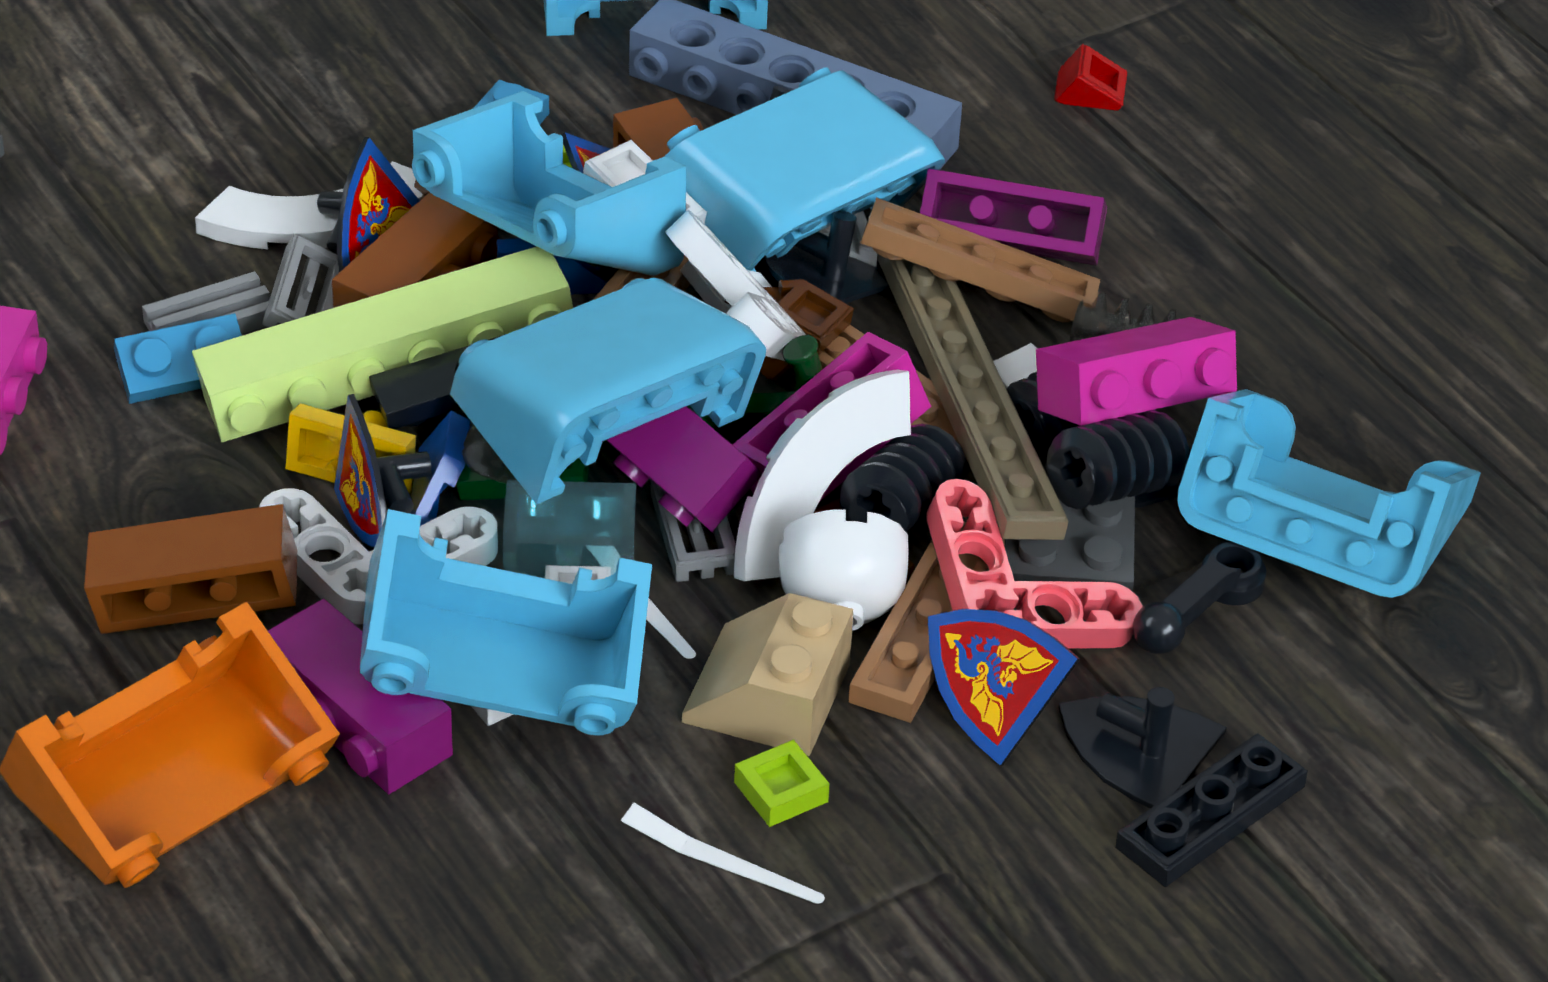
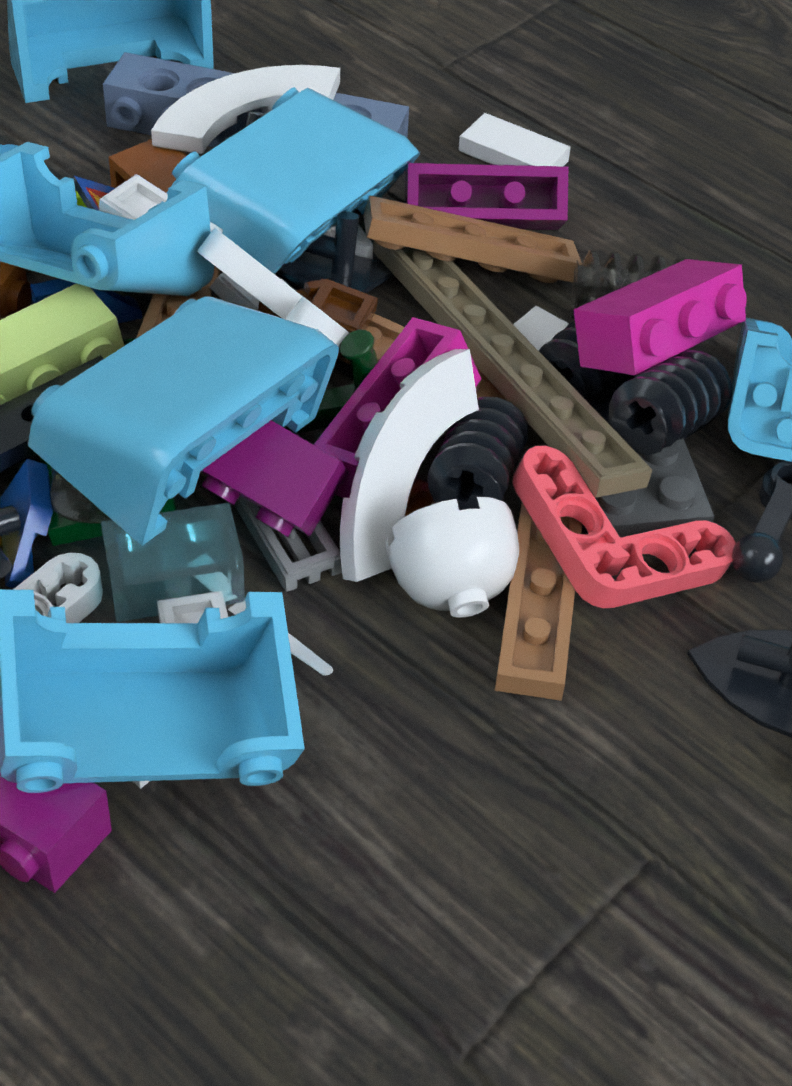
camera: 15 degrees left, 5 degrees up
(675, 839) = (379, 885): white sticker -> none
(742, 73) = (213, 107): none -> white tile
(774, 672) = (415, 676): tan slope -> none
(781, 783) = (463, 797): lime plate -> none
(995, 674) = (638, 638): shield -> none
(1078, 164) = (509, 144): none -> white tile
(1091, 81) = (496, 79): red slope -> none

